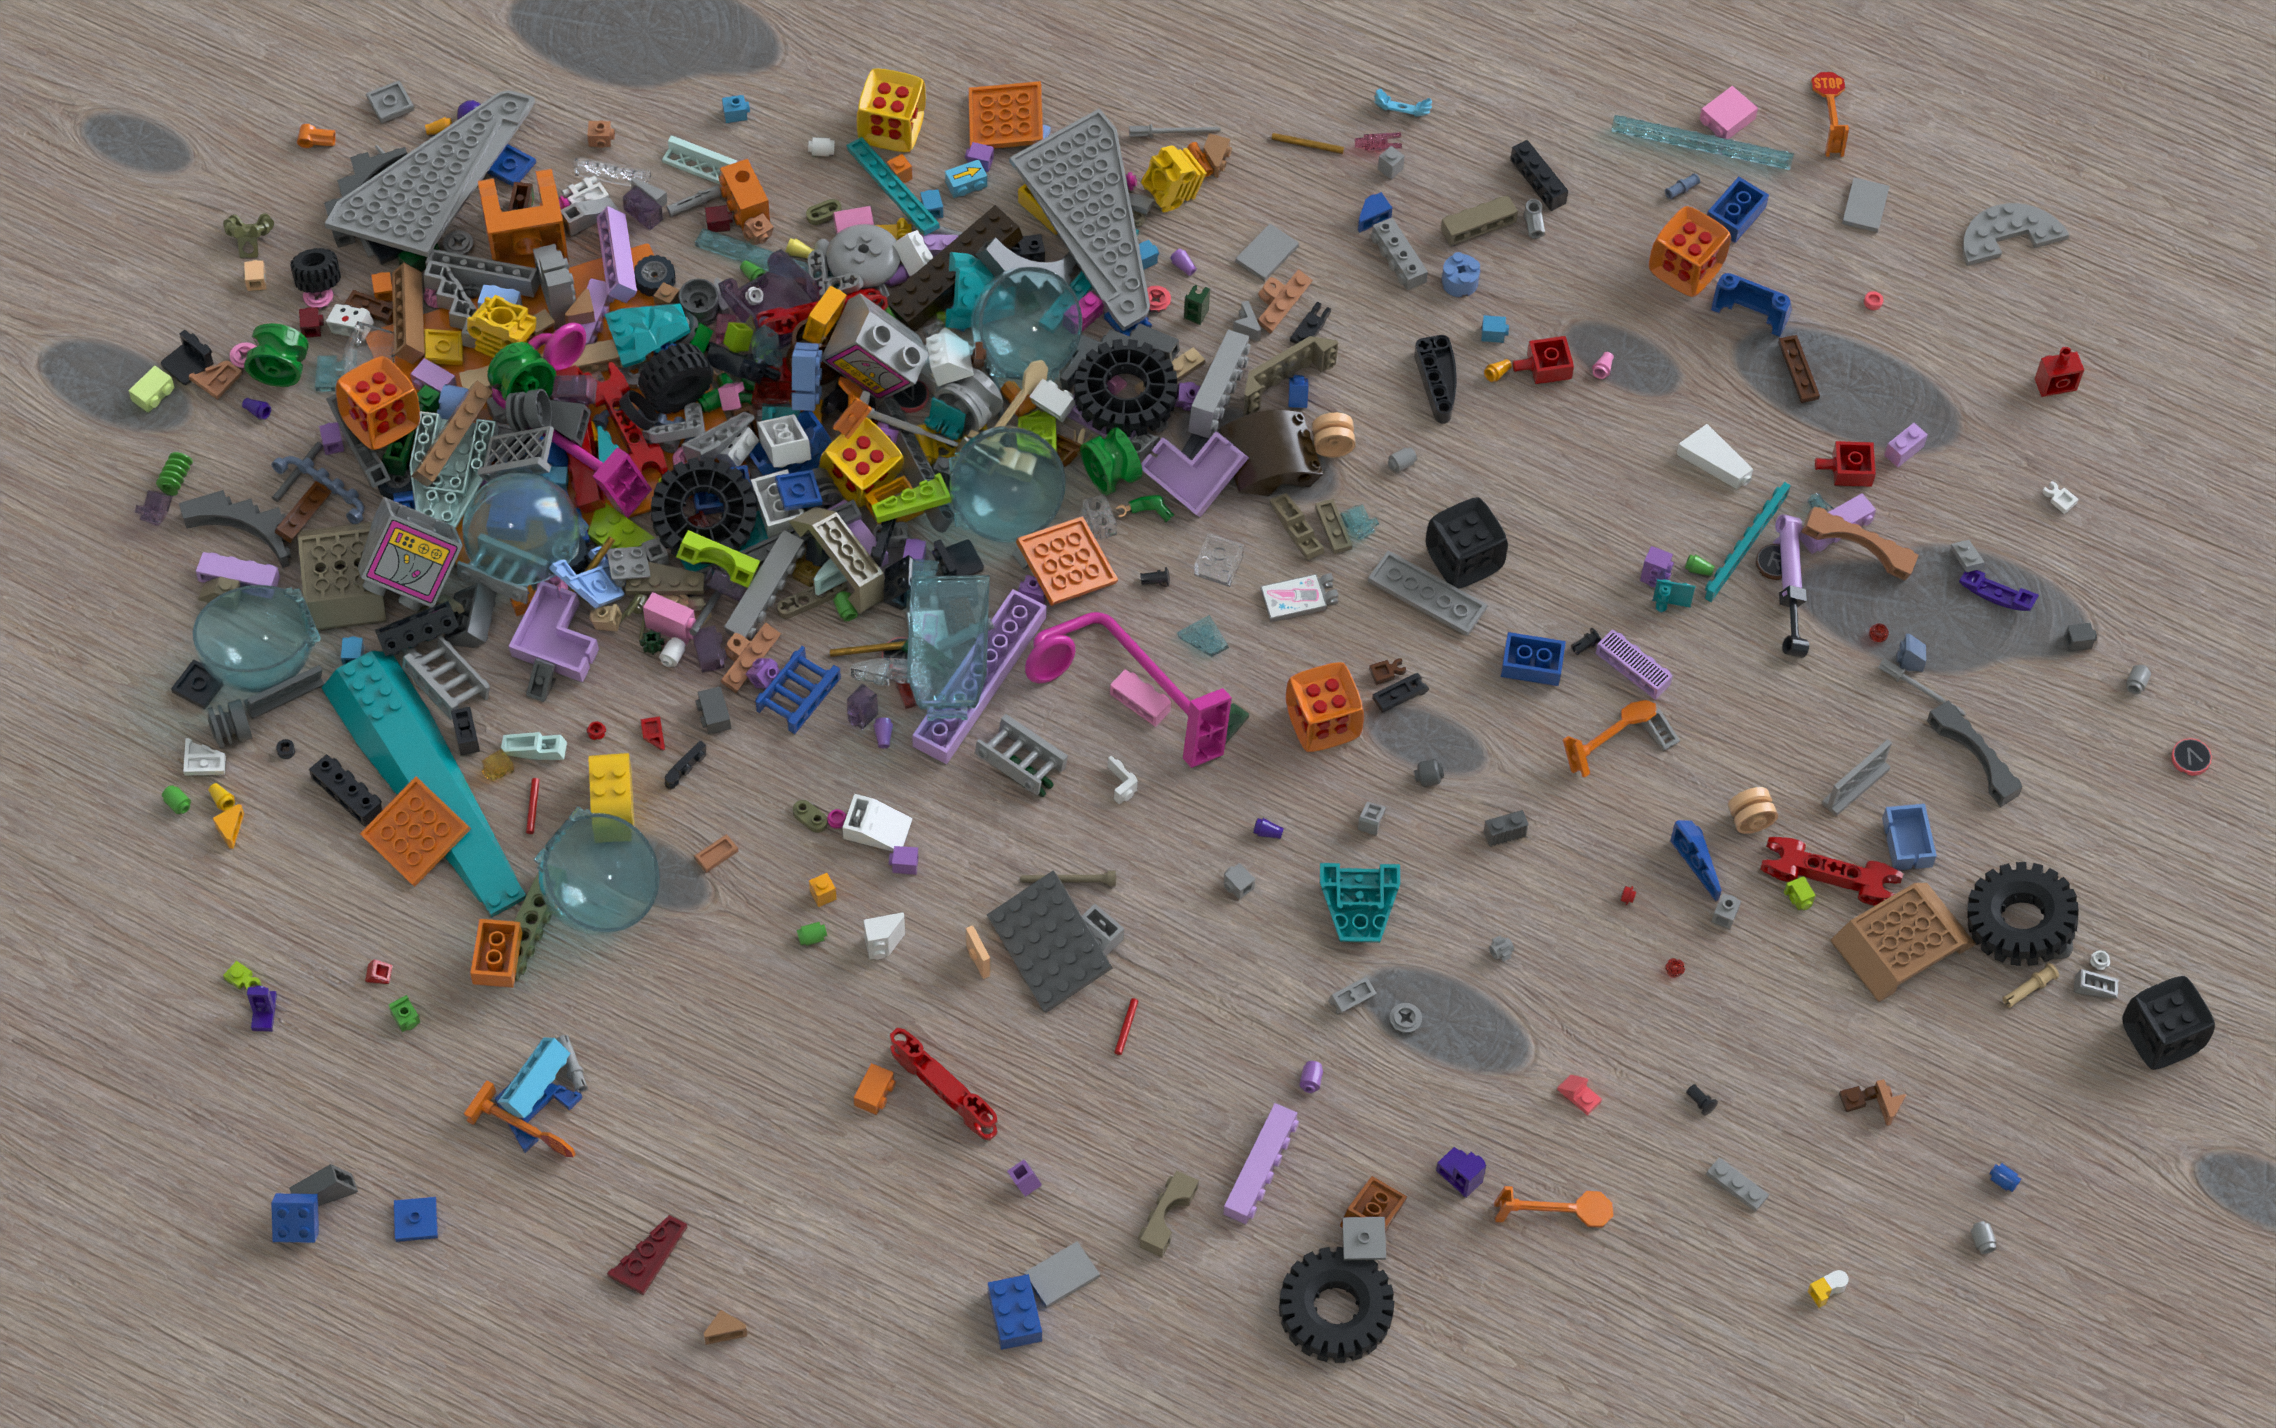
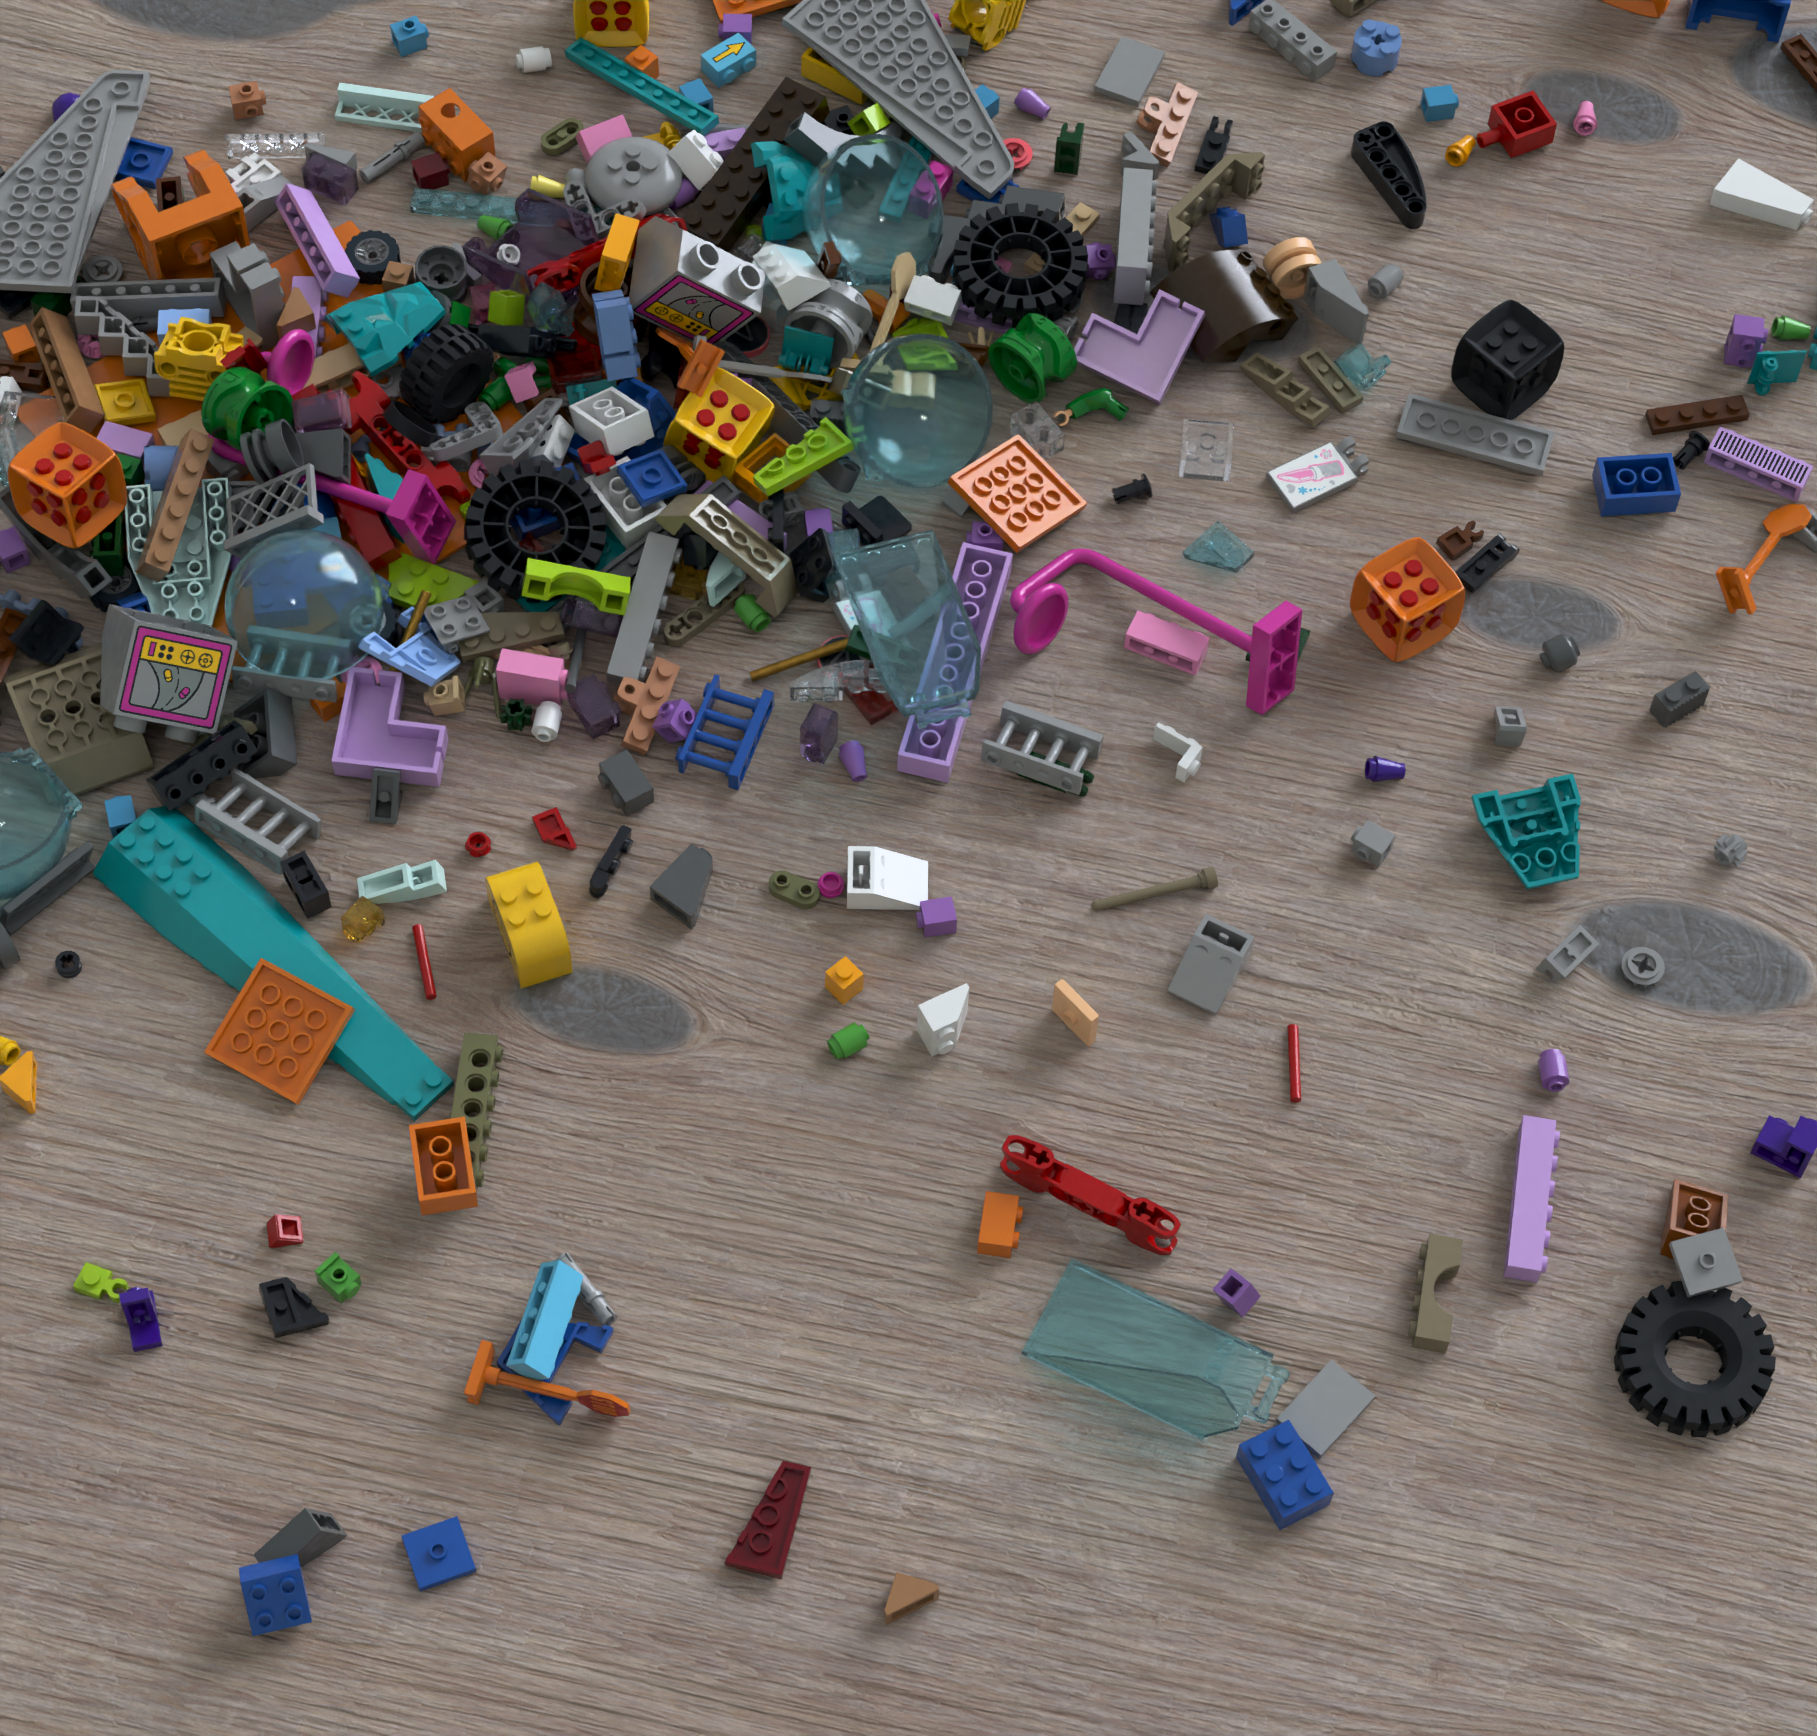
camera: 15 degrees left, 0 degrees up
(336, 507) = (46, 634): none -> black bracket
(346, 790) = (167, 999): black brick -> none
(365, 1027) = (288, 1308): none -> black wing
(437, 126) = (32, 133): light orange cone -> none
(532, 336) = (246, 357): none -> red plate
(598, 873) = (551, 1028): clear light blue windscreen -> none
(716, 853) = (687, 966): nougat tile -> none
(732, 794) = (684, 885): none -> dark grey slope
(762, 466) = (595, 458): none -> red bracket
(951, 1205) = (1152, 1354): none -> clear light blue windscreen
(1049, 941) = (1162, 976): dark grey plate -> none
(1051, 251) = (869, 121): none -> lime brick
(1355, 466) = (1336, 300): none -> light grey slope
(1603, 615) = (1697, 414): none -> reddish brown plate

